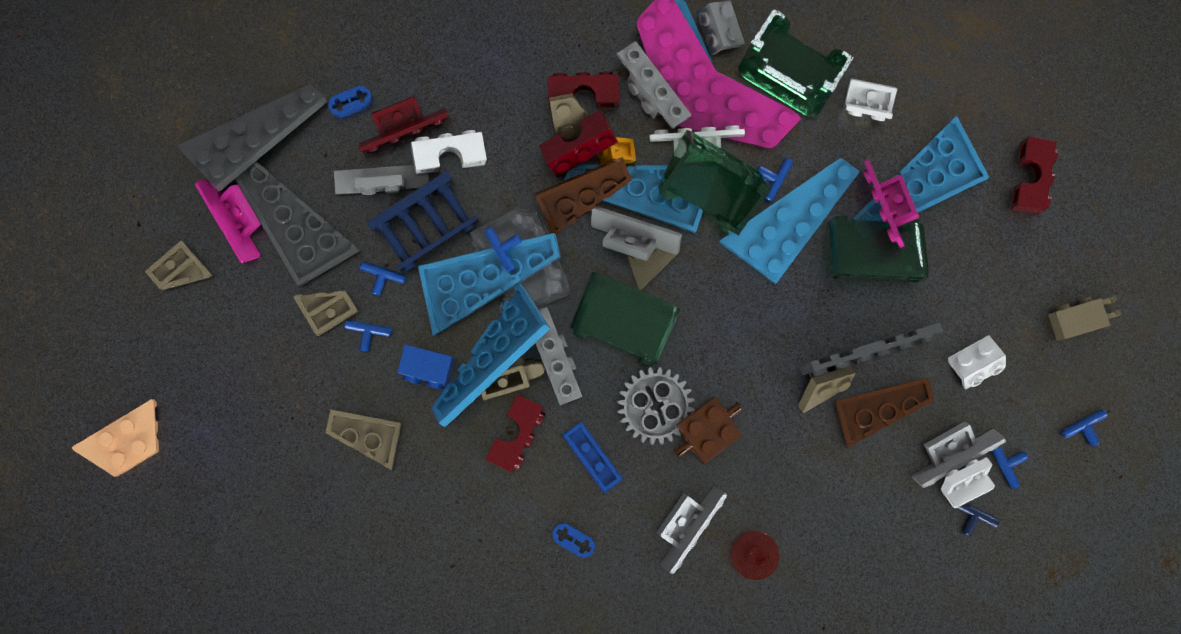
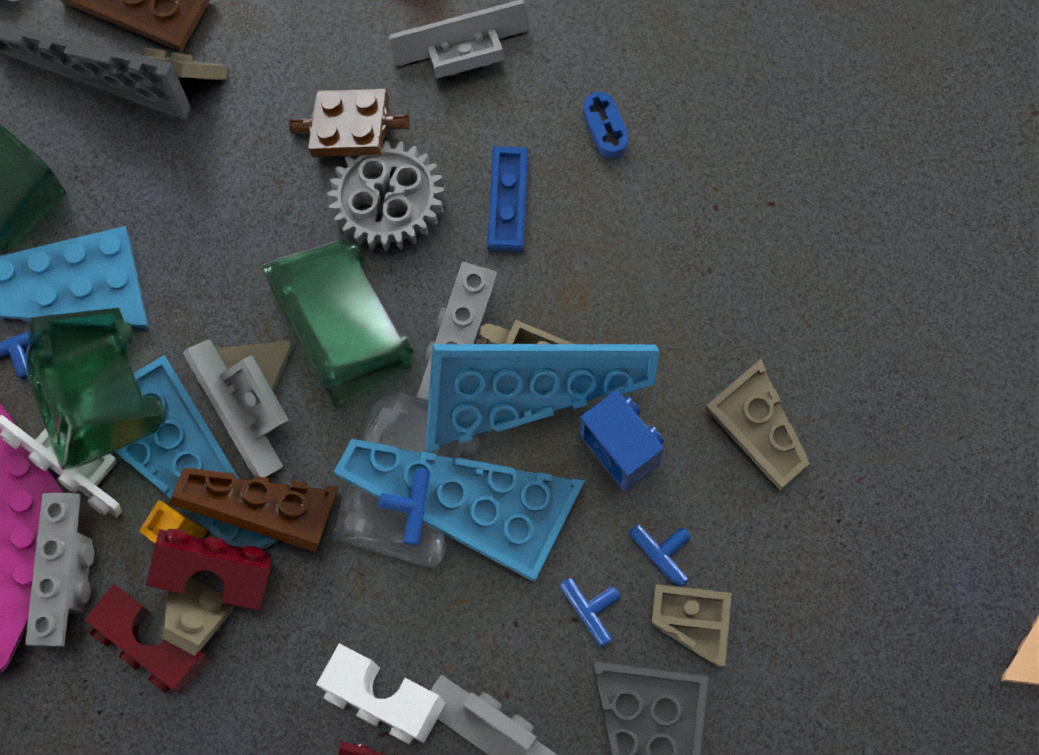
camera: 140 degrees left, 10 degrees down
(422, 198) = (499, 665): dark blue fence -> none
(508, 454) = (602, 271): dark red arch -> none

